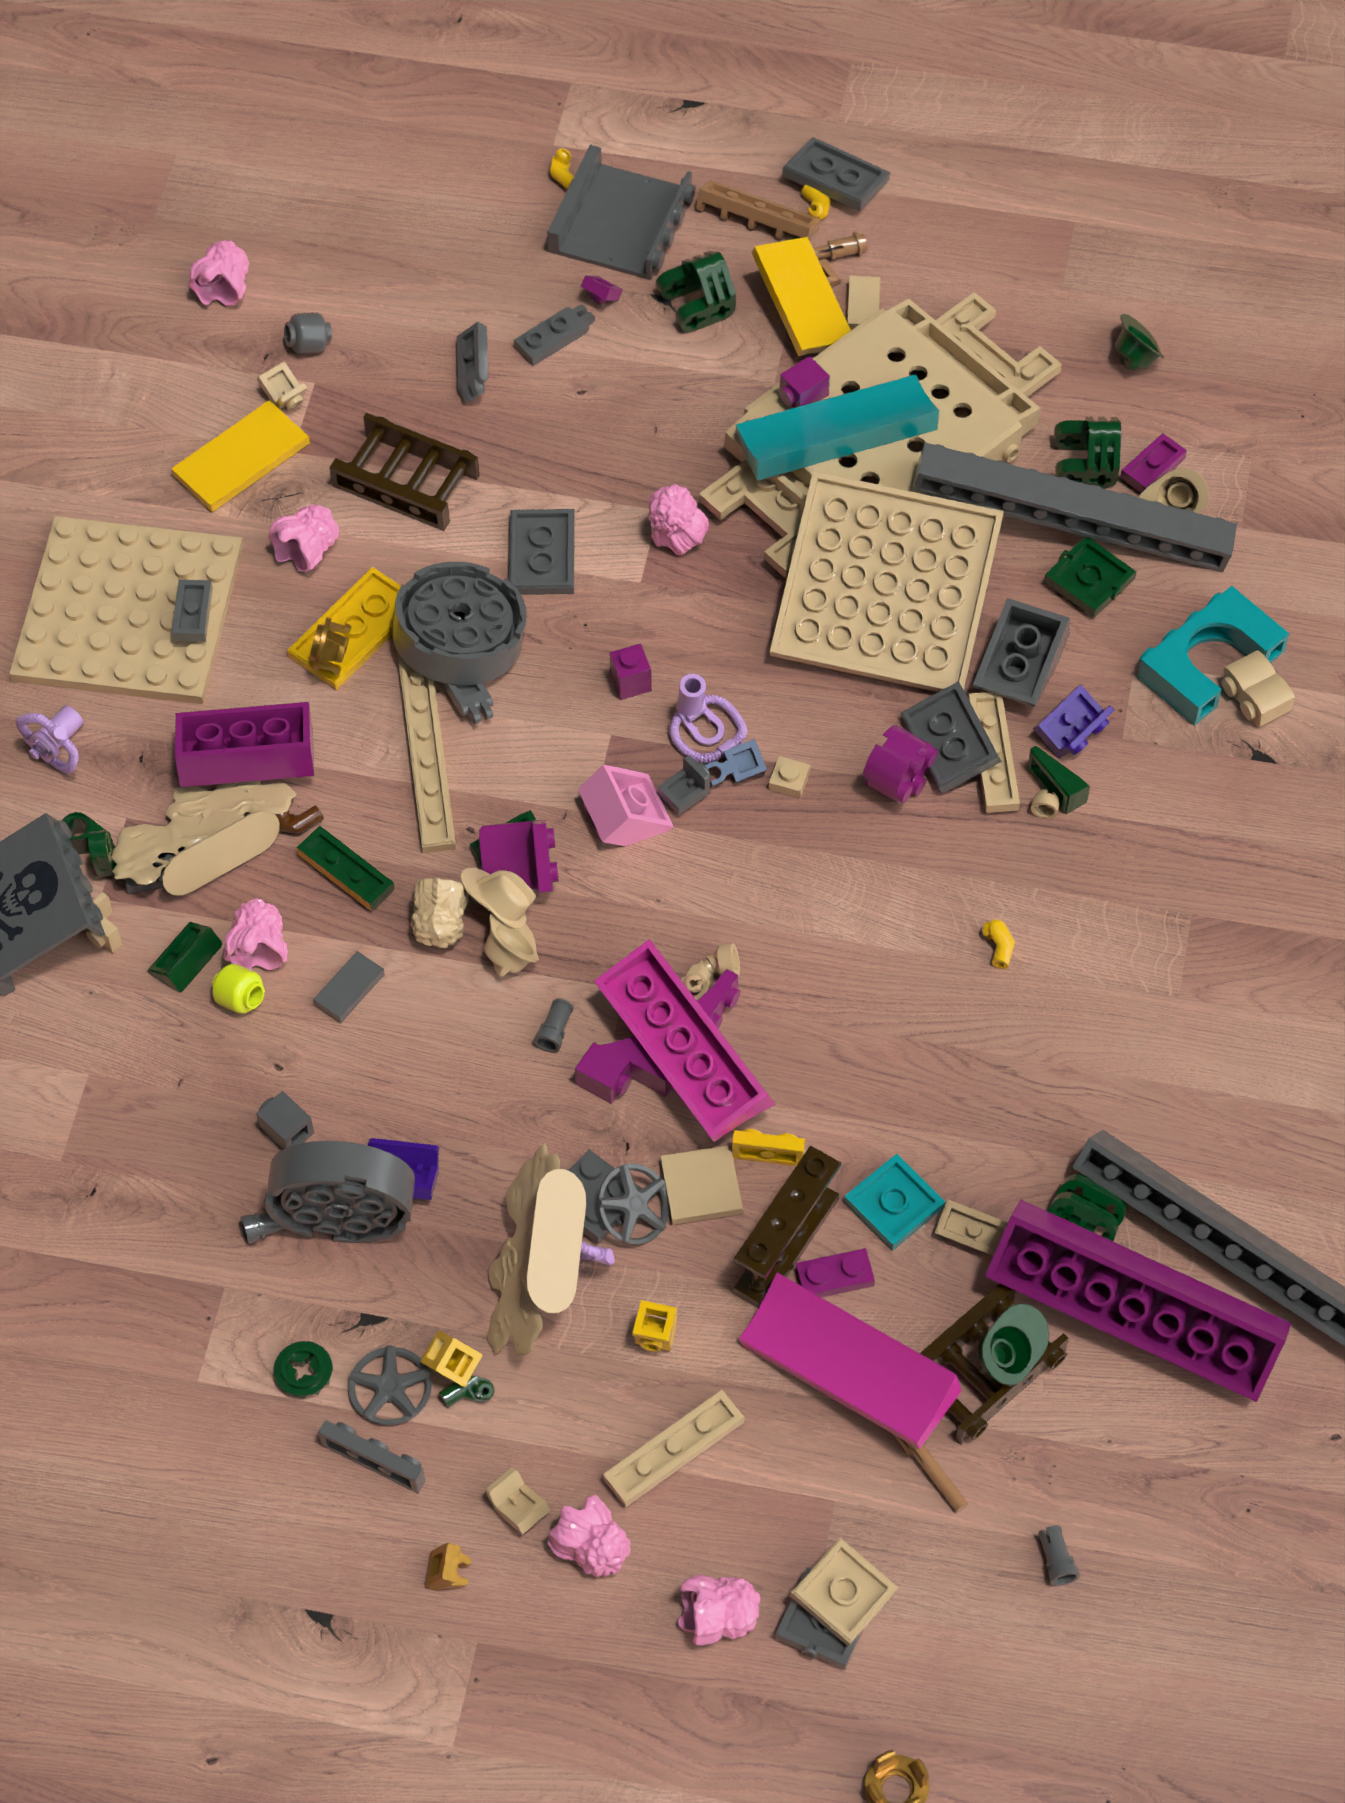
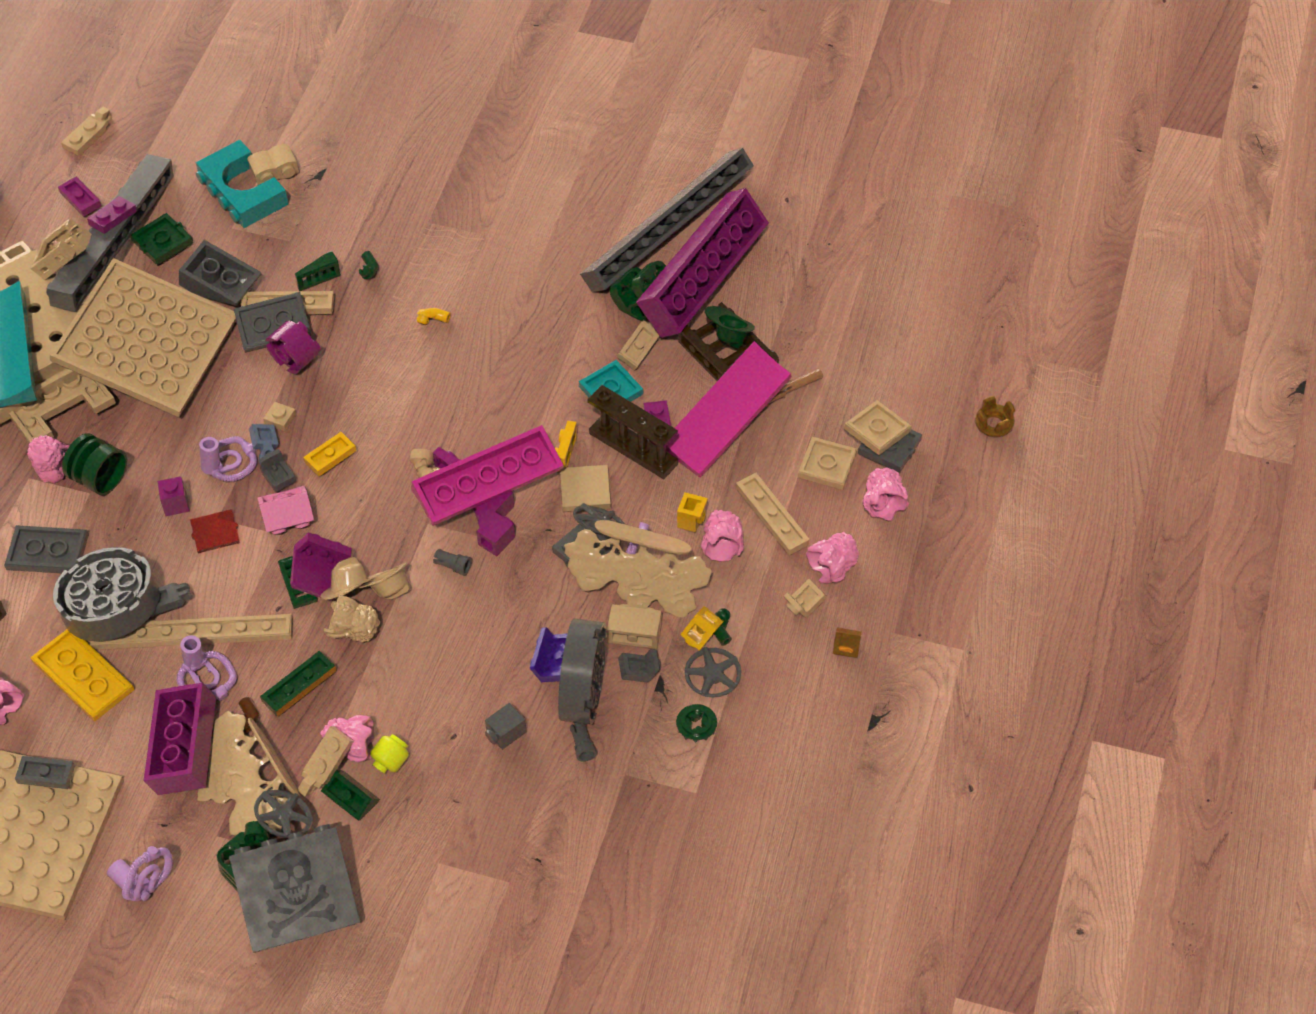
camera: 85 degrees left, 5 degrees down
(126, 870) = (282, 813): none -> dark grey wheel
(213, 909) = (324, 760): none -> tan hinge
(329, 646) = (98, 674): pearl gold piece -> none
(349, 987) = (397, 686): dark grey tile -> none
(372, 741) = (195, 658): none -> lavender piece
(372, 1455) = (765, 680): dark grey plate -> none
(388, 1281) = (639, 667): none -> dark grey bracket
(450, 1268) = (634, 626): none -> tan brick
(588, 734) = (214, 531): none -> clear red piece
(621, 1375) = (722, 536): none -> bright pink hair
(665, 569) = (94, 464): none -> dark green wheel
(725, 847) = (329, 454): none -> yellow plate
(784, 1527) = (827, 463): none -> tan tile
(1005, 445) = (69, 245): none -> tan piece
(1045, 804) = (334, 280): tan hinge -> none
(1060, 1565) = (861, 328): dark grey pin -> none
(1072, 722) = (277, 257): dark purple bracket -> none
(1077, 848) = (371, 265): none -> dark green arm
(1087, 495) = (111, 214): none -> magenta plate
(1103, 449) = (56, 209): dark green piece -> none
(1179, 489) = (111, 178): tan piece -> none
(1284, 450) = (87, 132): none -> tan hinge

